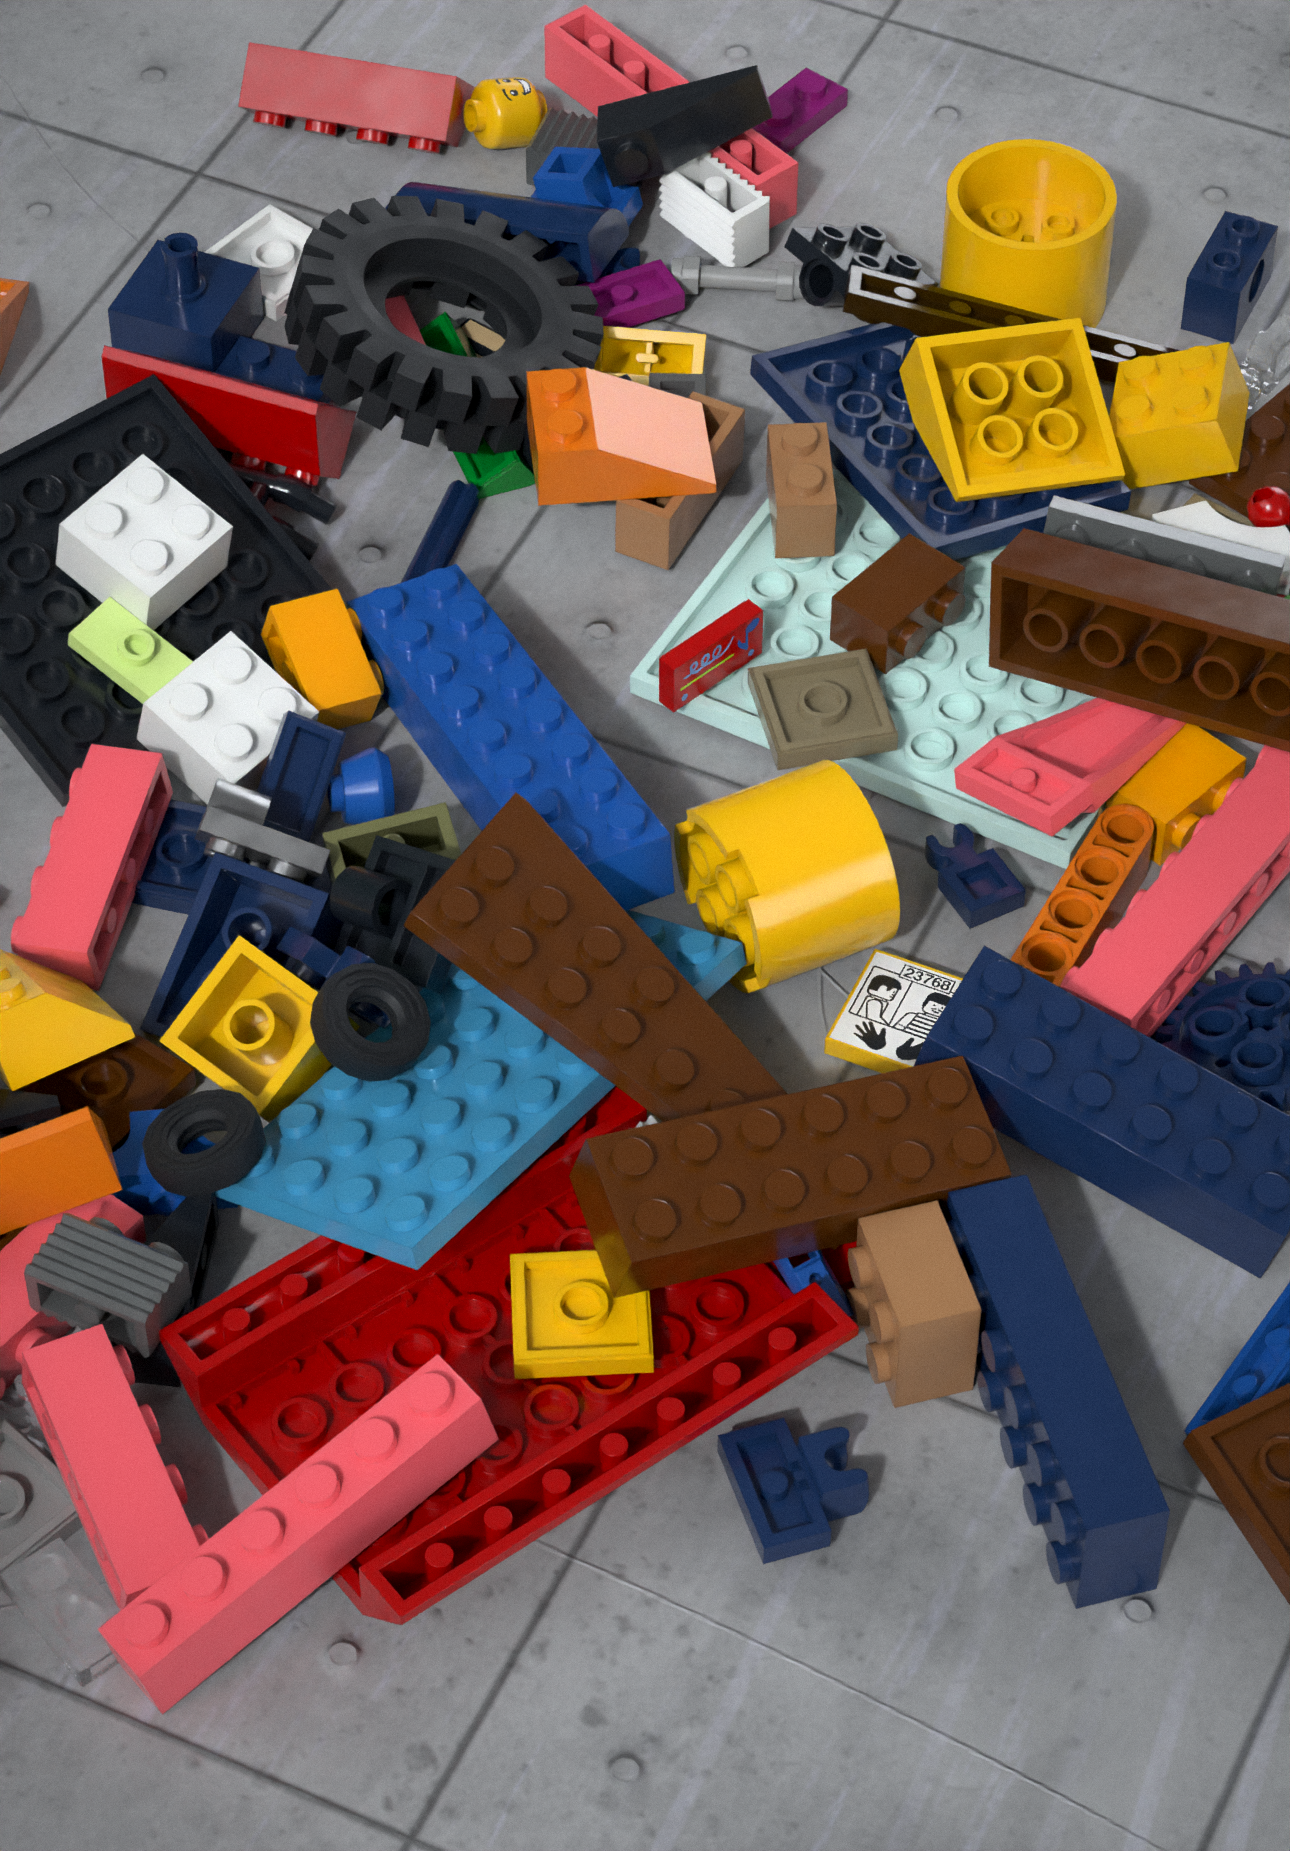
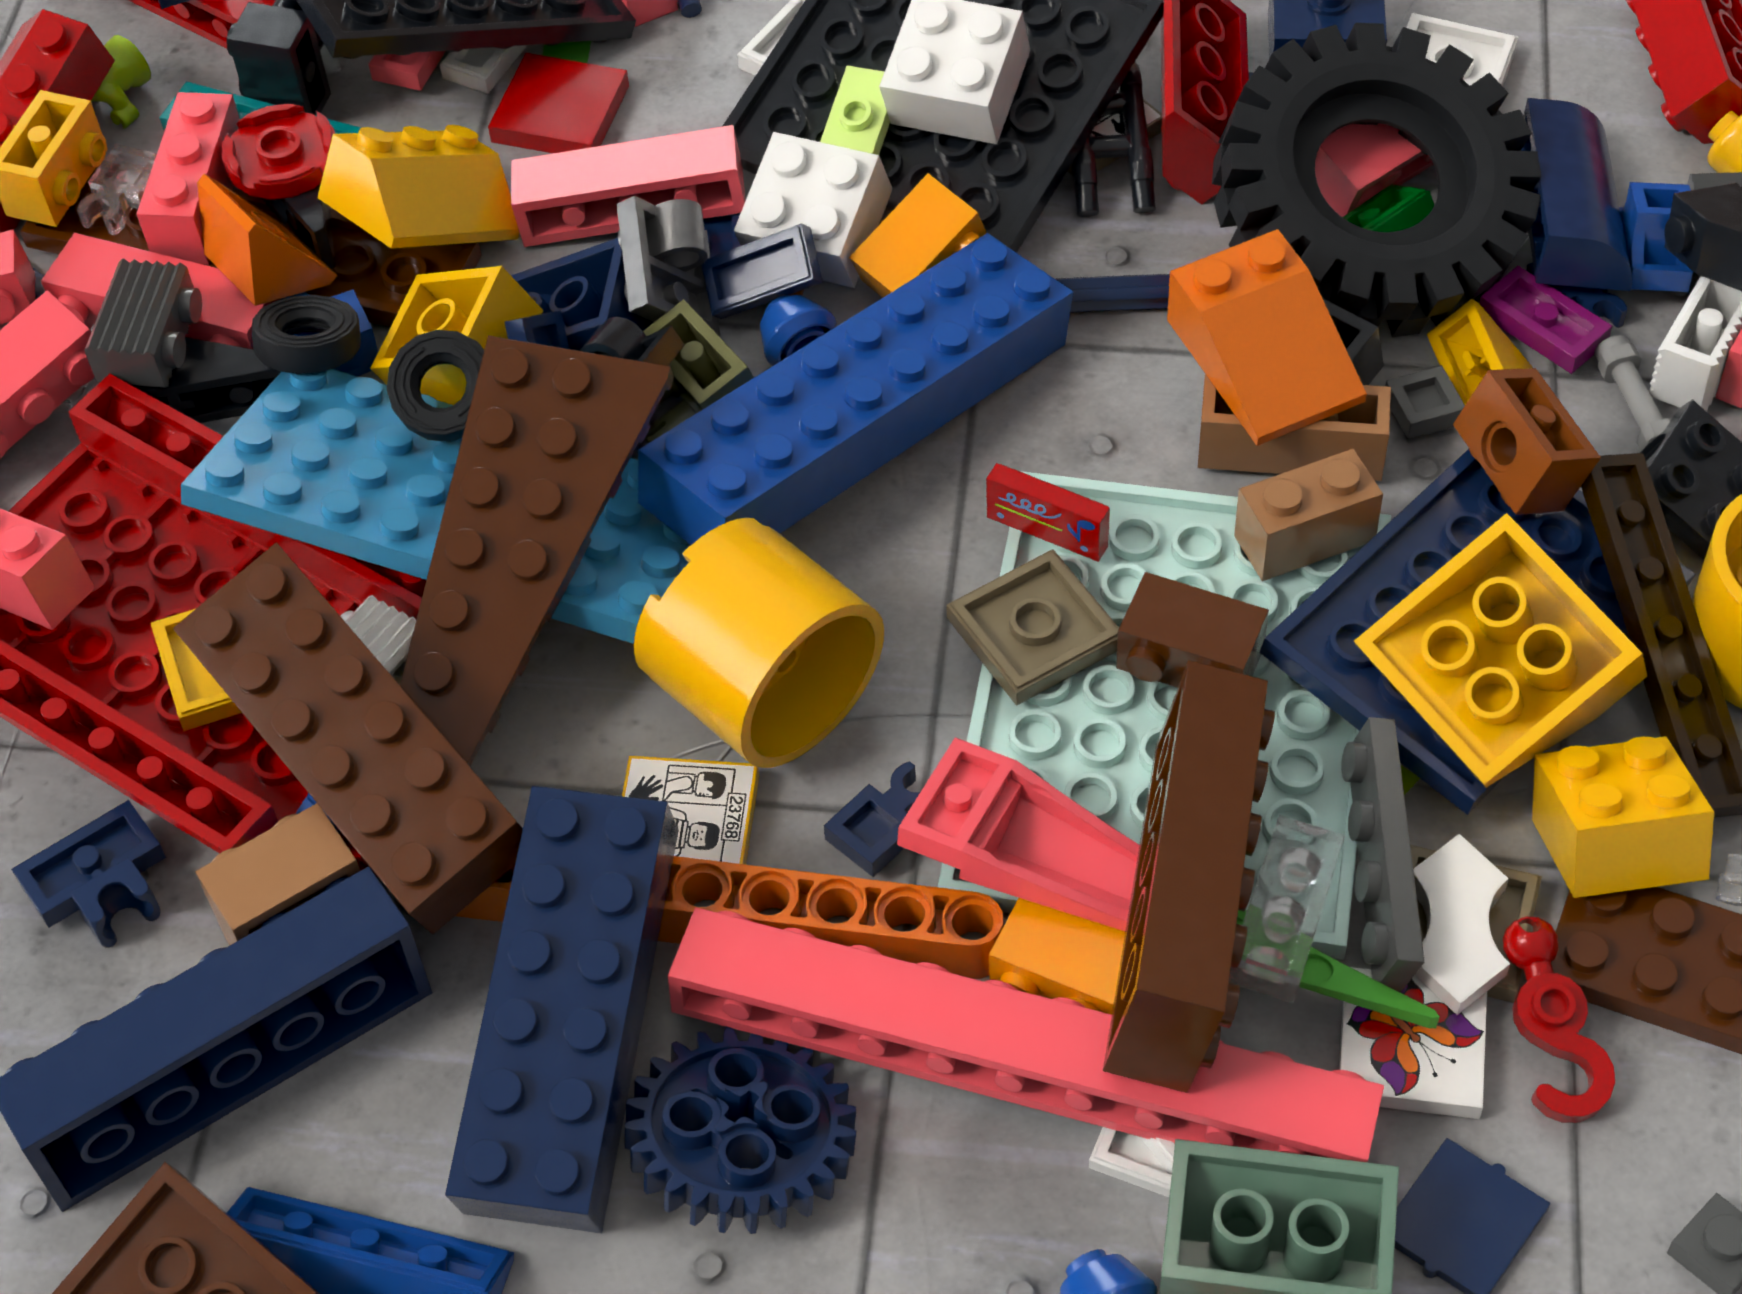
camera: 75 degrees right, 5 degrees up
(783, 306) = (1526, 441): none -> dark orange brick

